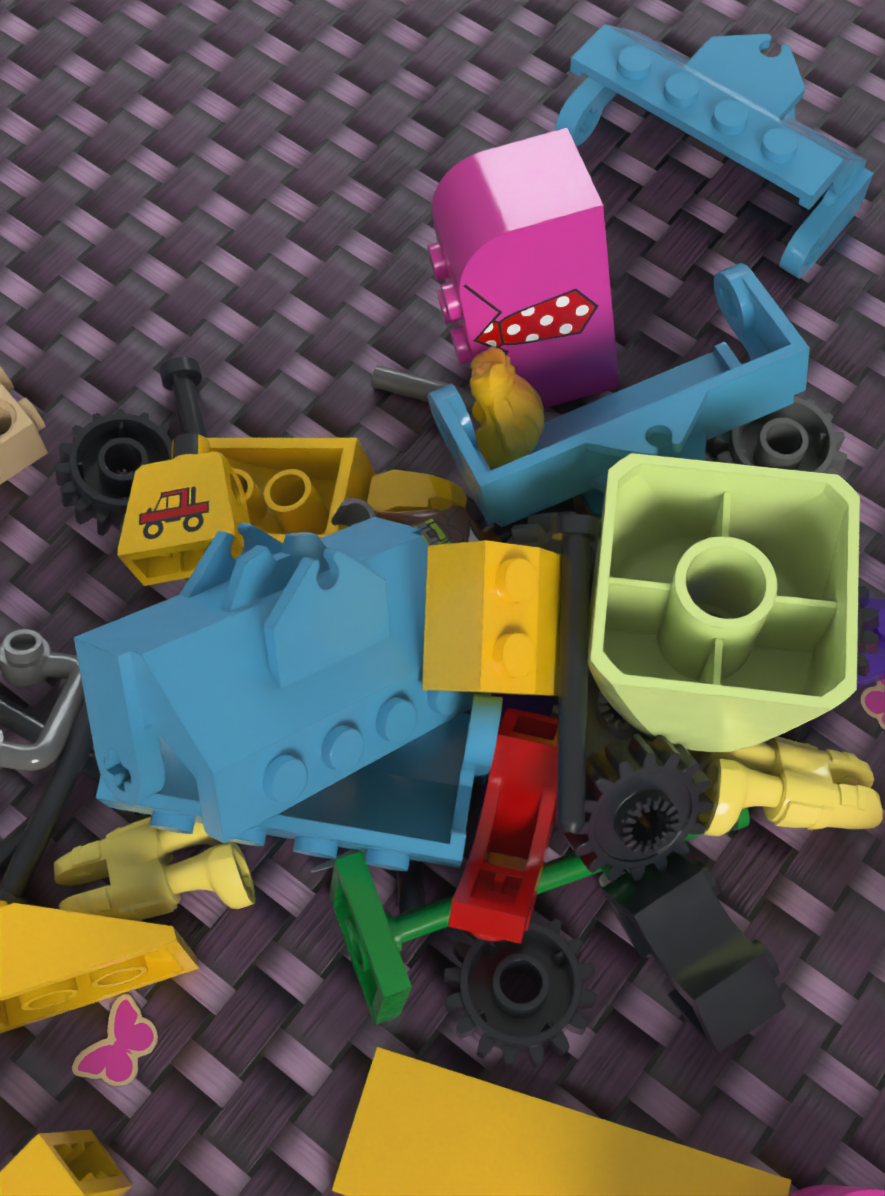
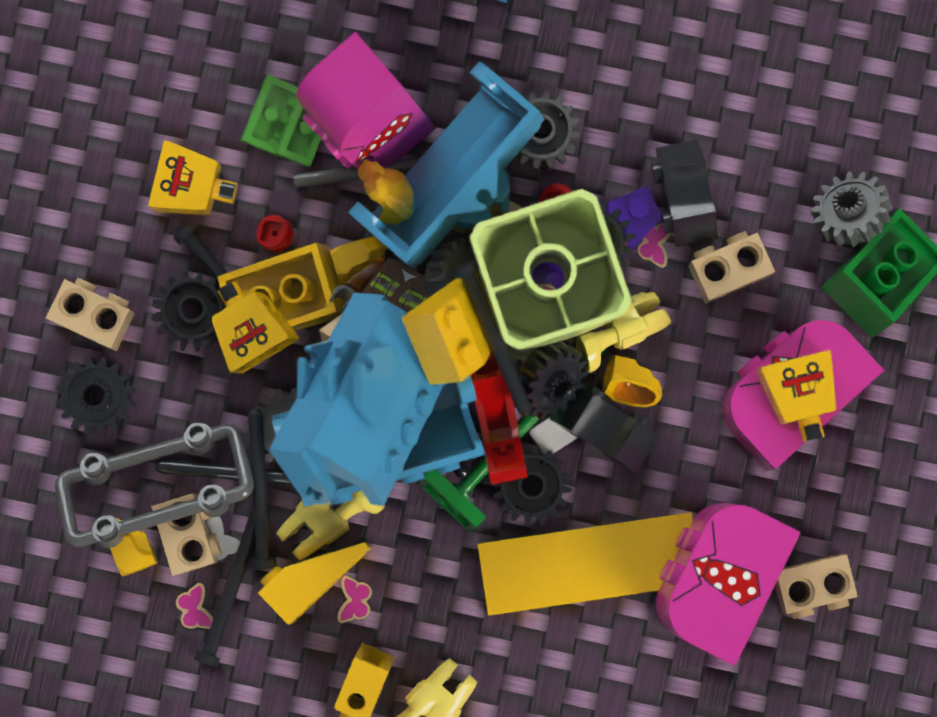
camera: 25 degrees left, 20 degrees up
(221, 310) = (188, 182): none -> yellow torso
(308, 420) = (274, 233): none -> red tile
(395, 299) = (278, 124): none -> bright green slope
(592, 921) = (550, 436): none -> white sticker
(771, 893) = (630, 383): none -> yellow rock

